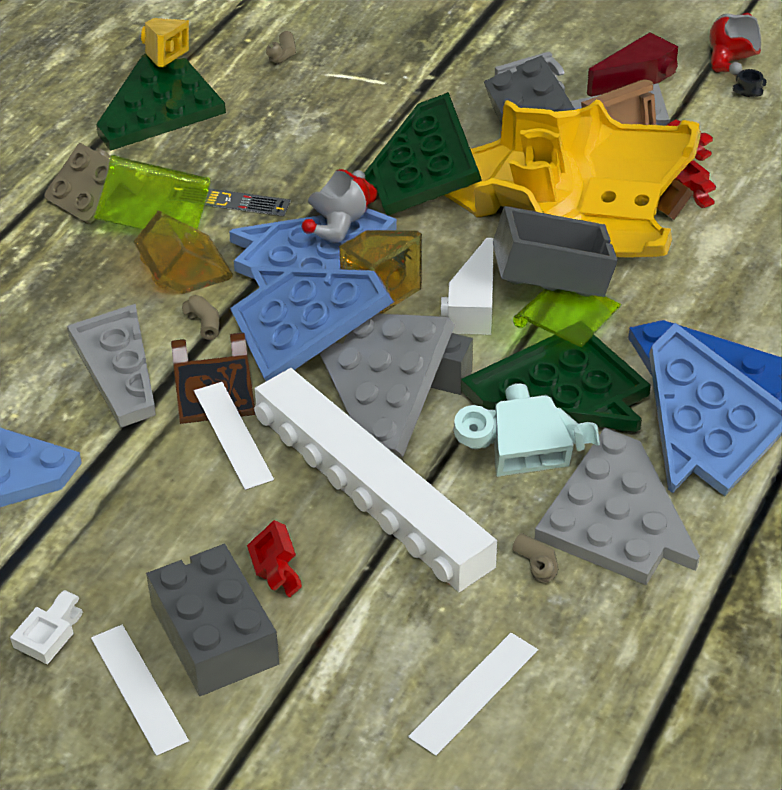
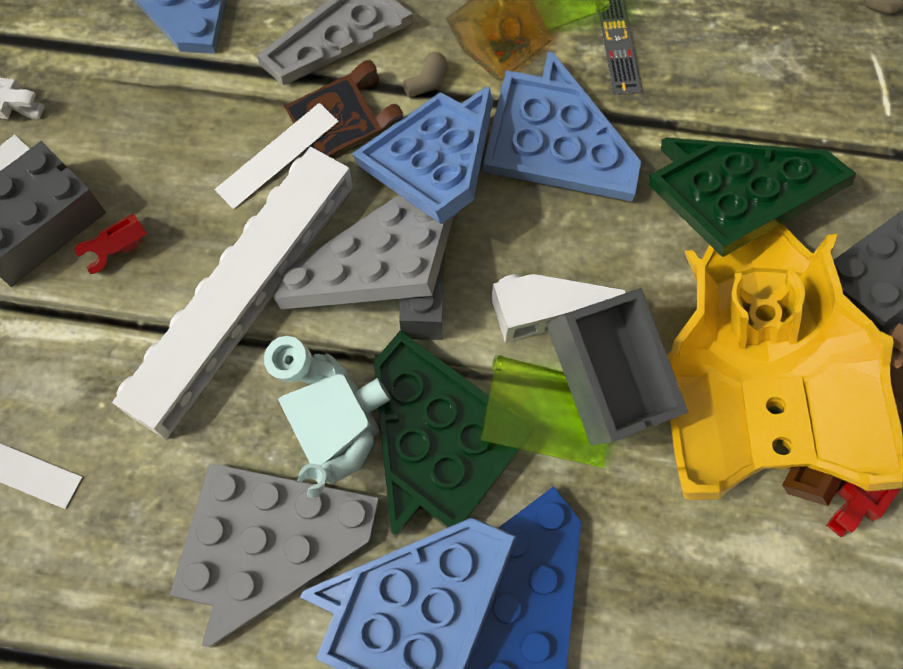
camera: 70 degrees right, 25 degrees up
(341, 203) = (618, 132): light grey piece -> none
(392, 255) = (524, 200): clear yellow slope -> none
(541, 557) = (174, 482): dark tan arm -> none

